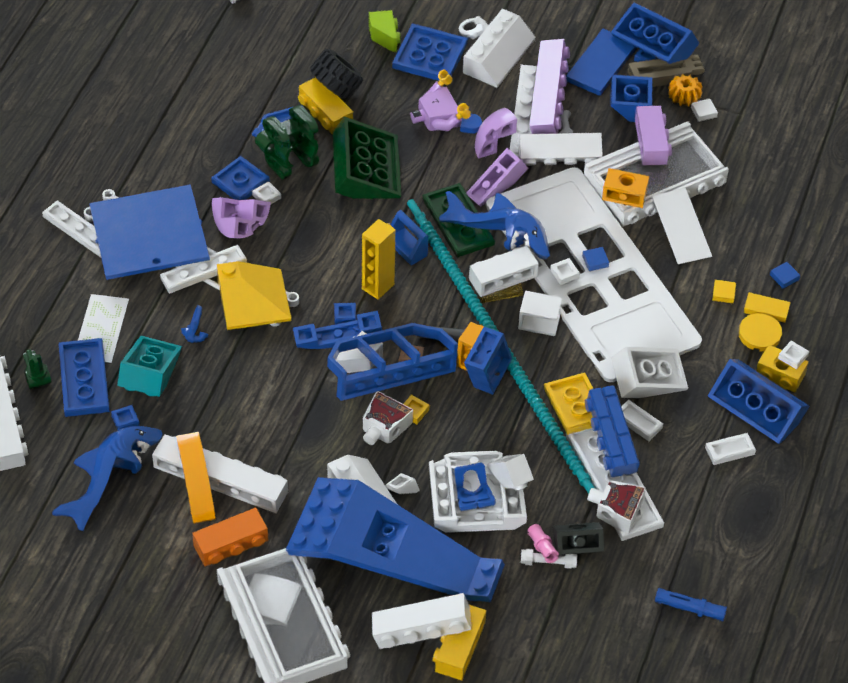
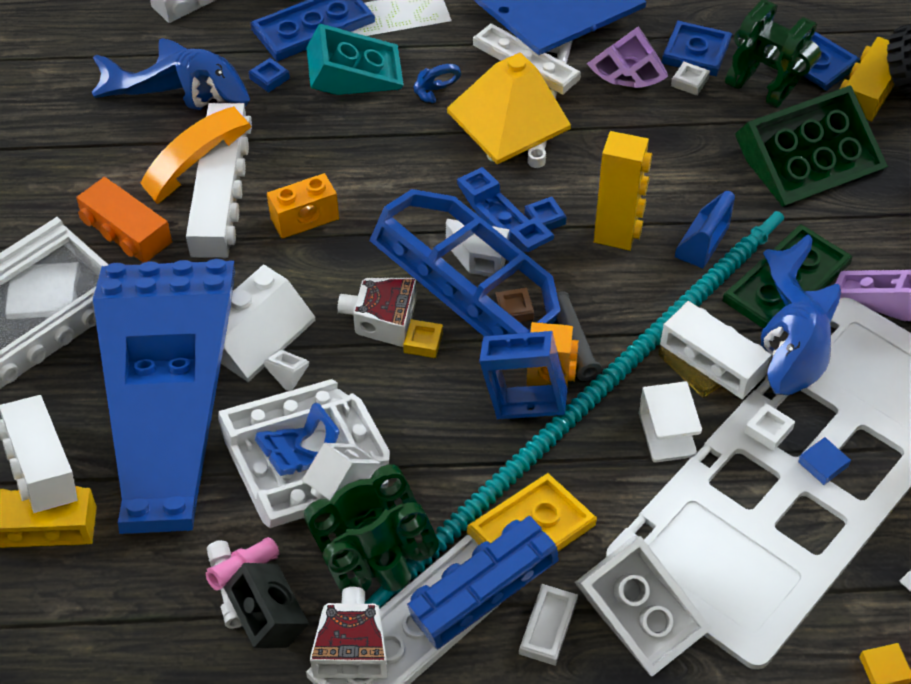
camera: 70 degrees right, 0 degrees up
(274, 433) = (303, 205): none -> light orange brick
(548, 469) = (372, 531): none -> dark green piece

